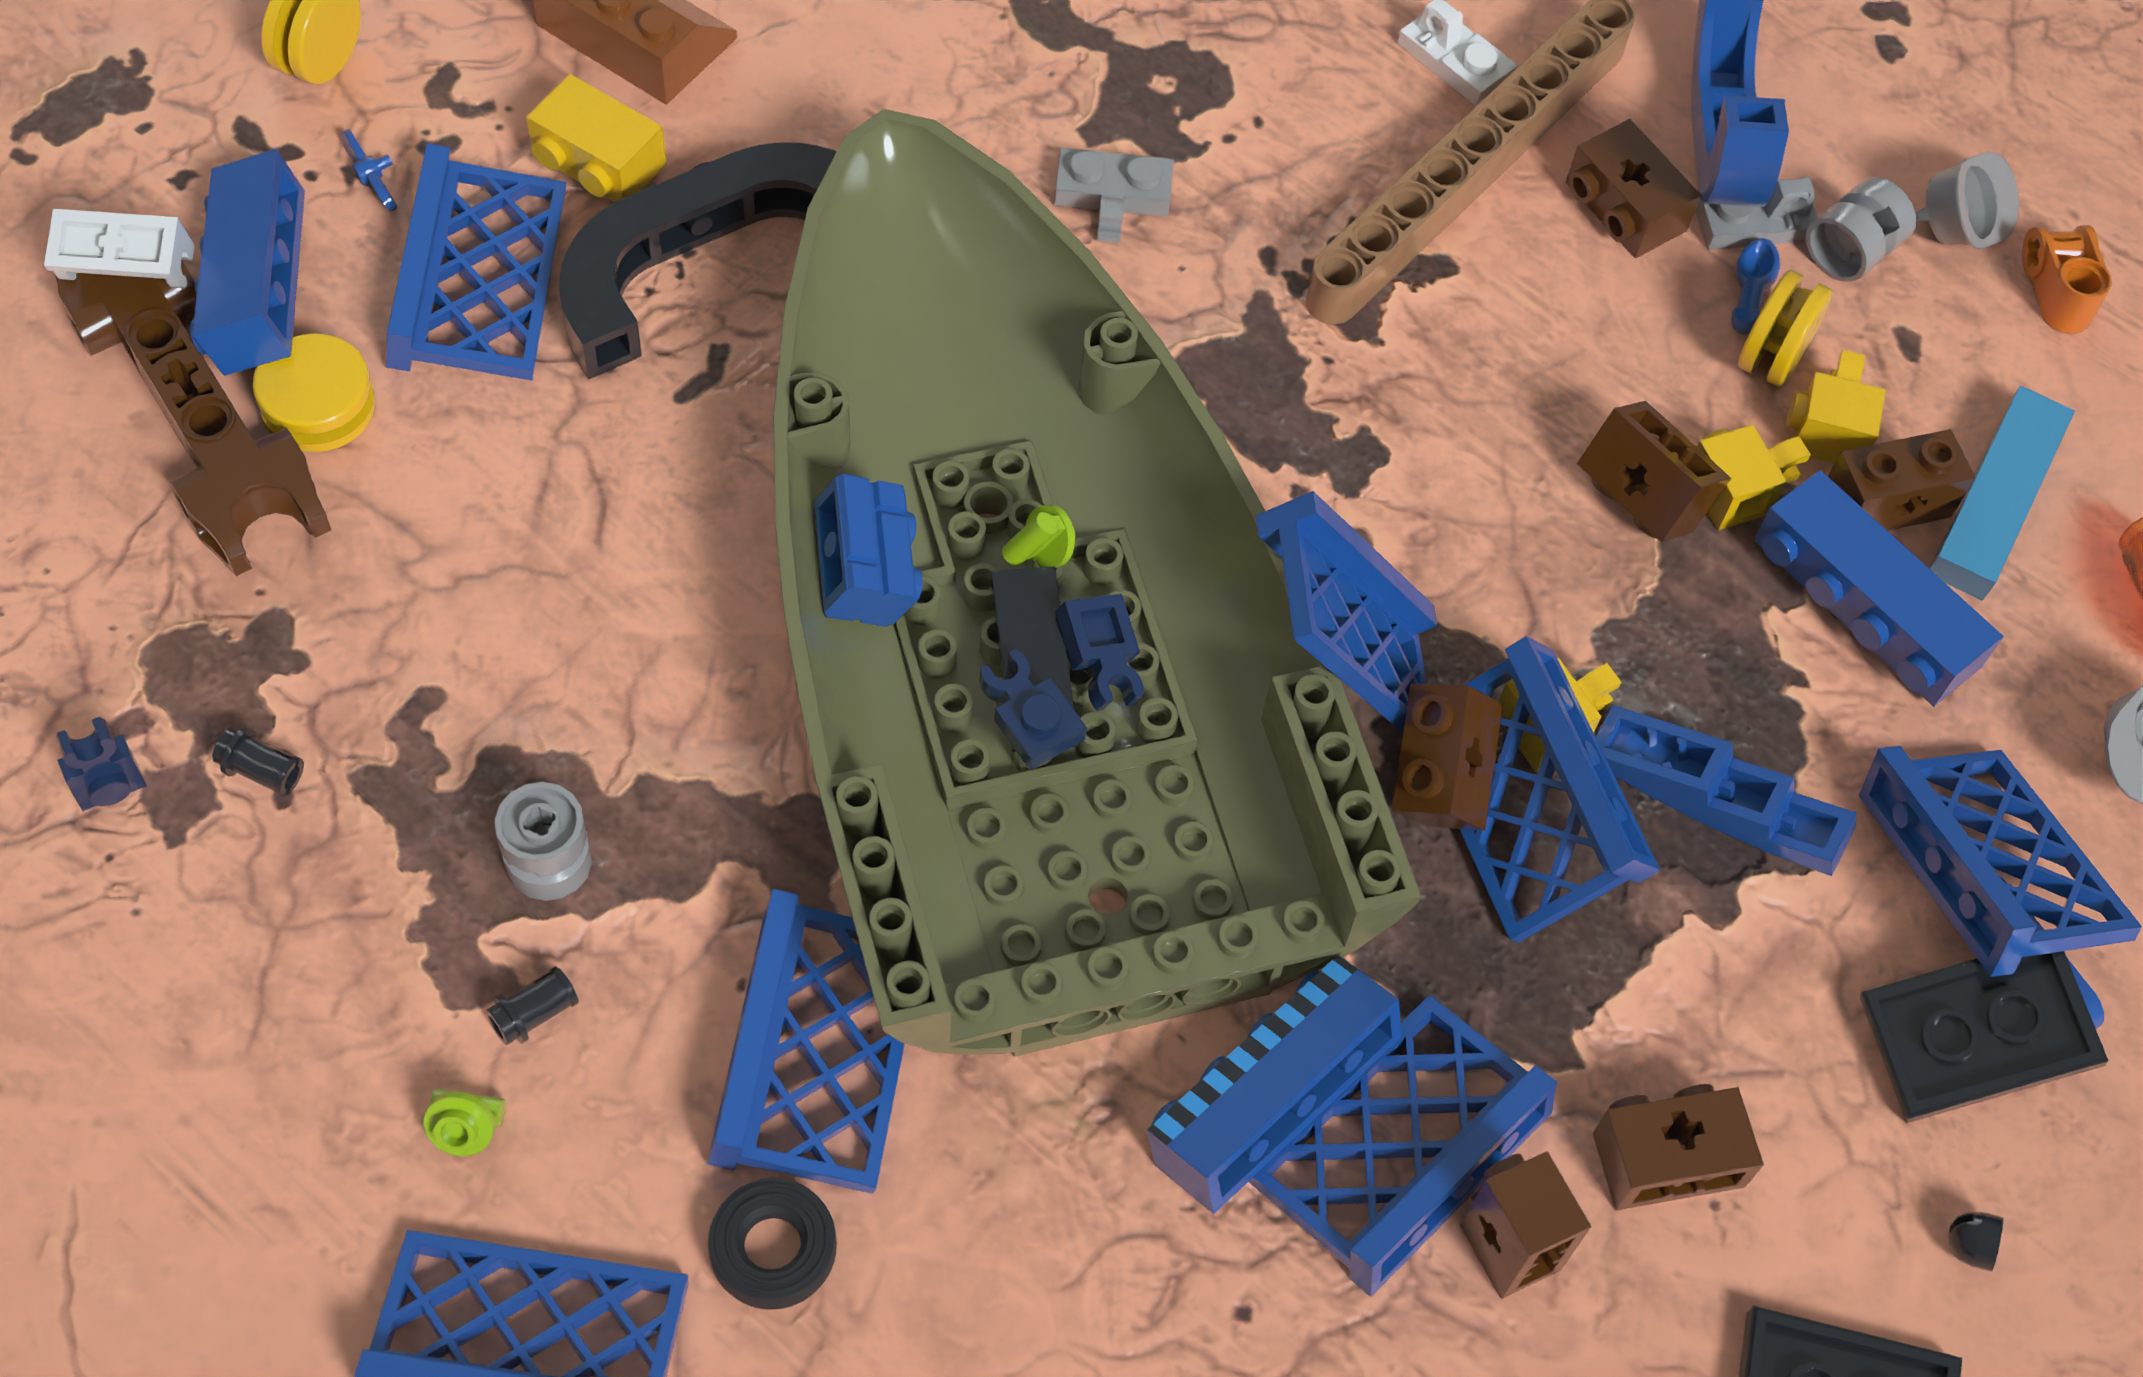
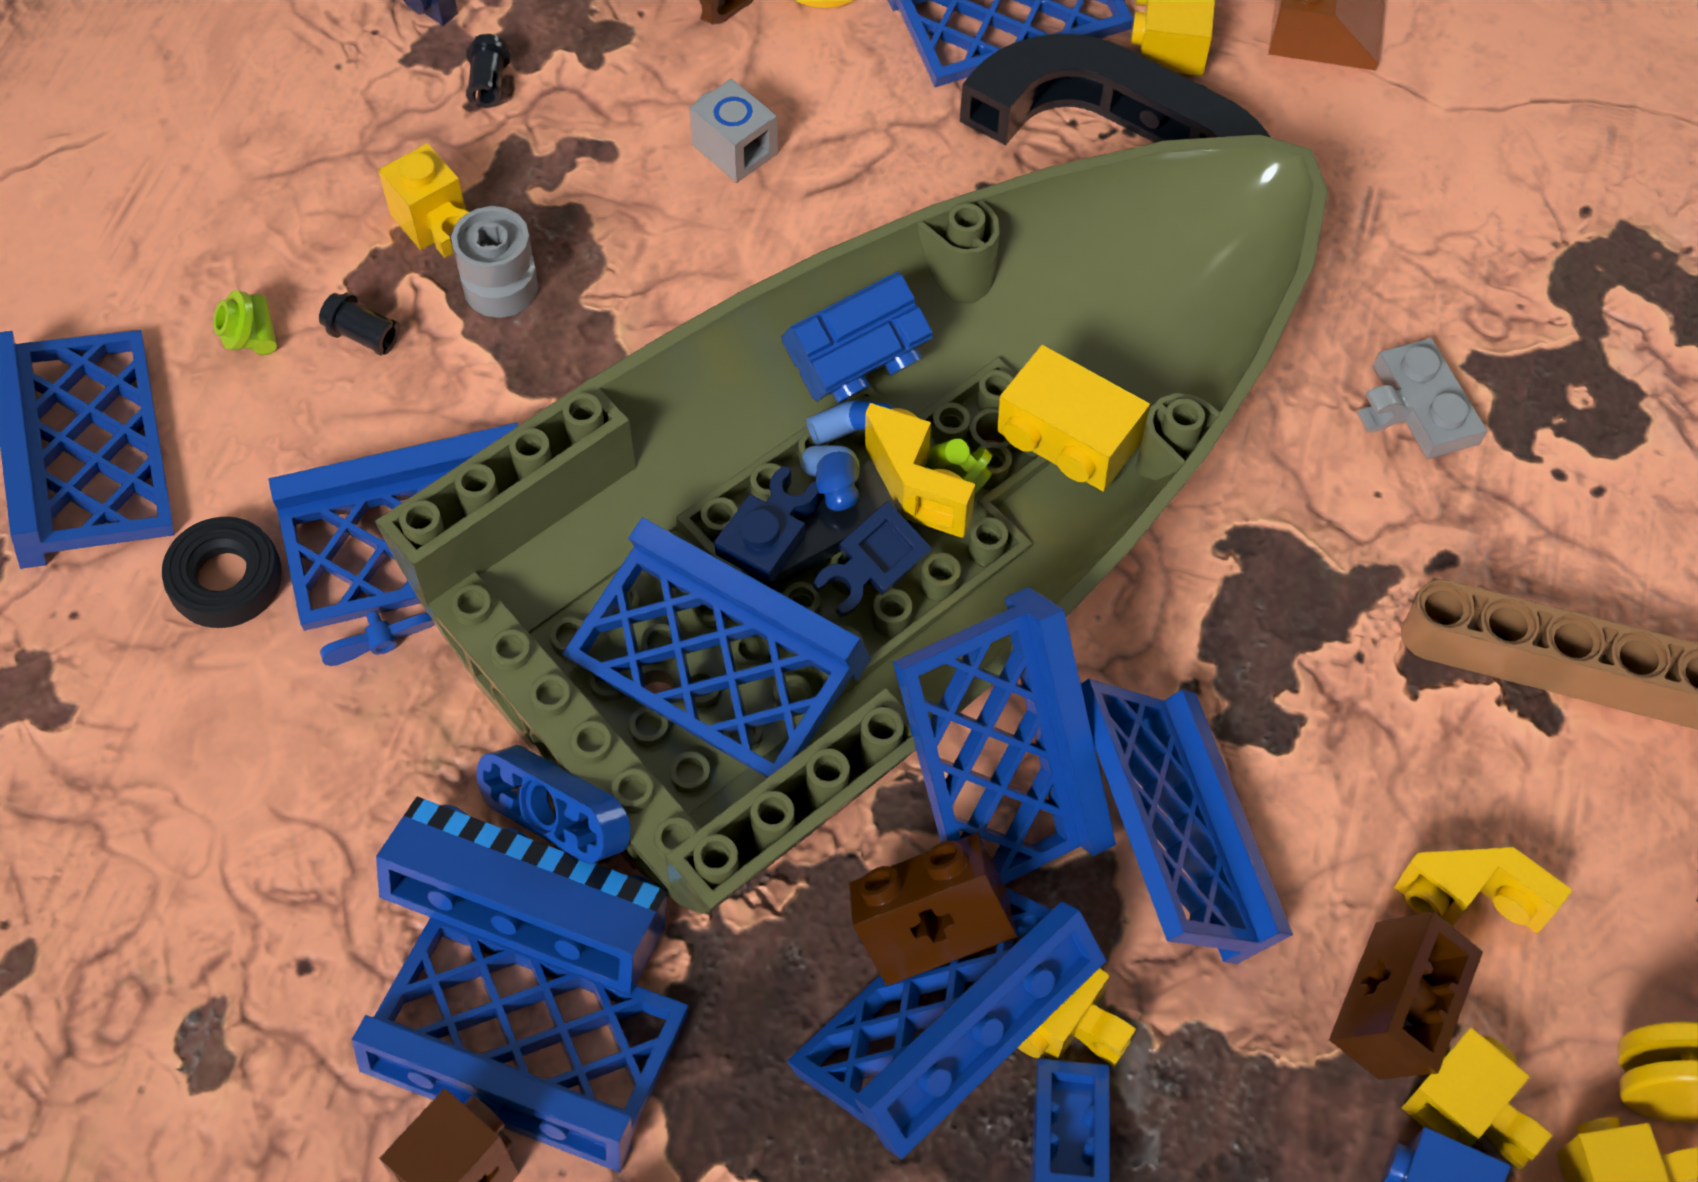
camera: 70 degrees right, 0 degrees up
(415, 878) = (424, 197): none -> yellow brick
(494, 566) = (733, 130): none -> light grey brick
(924, 1118) = (378, 637): none -> blue piece
(948, 582) = (839, 421): none -> medium blue arm
(1003, 630) = (835, 474): none -> blue arm
(1029, 573) = (899, 450): none -> yellow slope
(1048, 425) = (1072, 418): none -> yellow brick
(1092, 768) = (730, 595): none -> blue fence
(1211, 991) = (590, 840): none -> blue beam
(1458, 535) = (1205, 829): none -> blue fence
(1575, 389) = (1452, 880): none -> yellow slope

